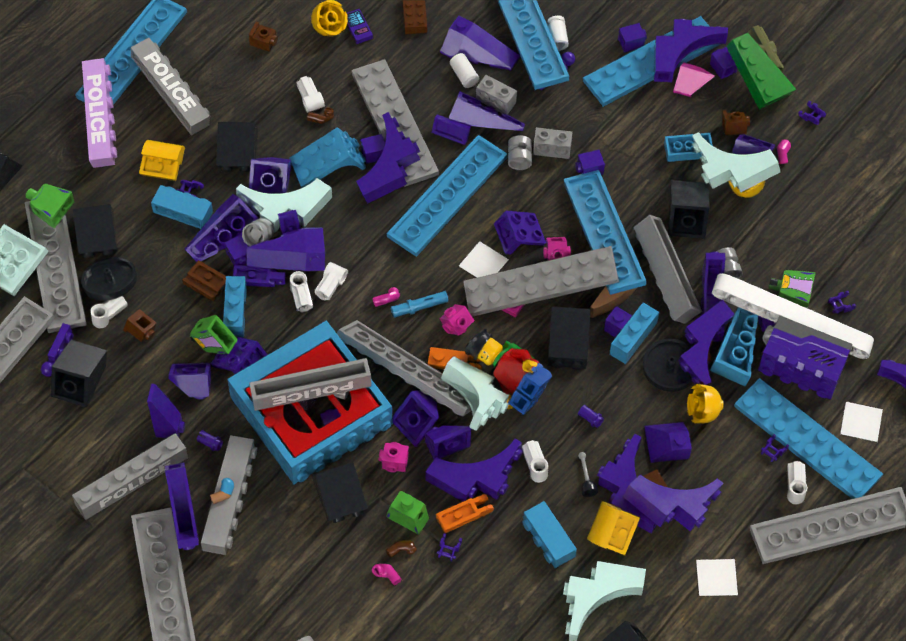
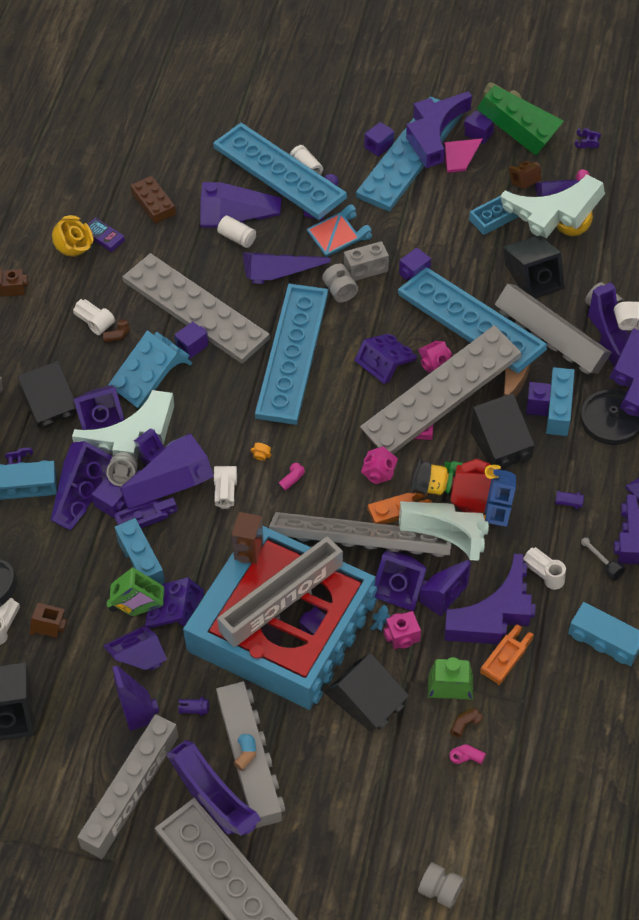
camera: 25 degrees left, 5 degrees down
(205, 280) = (91, 543): reddish brown plate -> none
(300, 292) = (201, 510): white piece -> none
(309, 331) = (247, 537): none -> reddish brown brick
(374, 266) = (261, 451): none -> light orange plate
(385, 439) = (380, 618): none -> dark azure plant
(389, 170) = (222, 352): dark purple arch -> none
(419, 304) = (323, 473): dark azure pin -> none
(450, 129) = (257, 290): dark purple tile -> none
(455, 549) = (504, 697): dark purple piece -> none
(483, 261) = (366, 400): white sticker -> none
(496, 94) = (283, 240): light grey brick -> none
(546, 106) = (337, 232): none -> flag

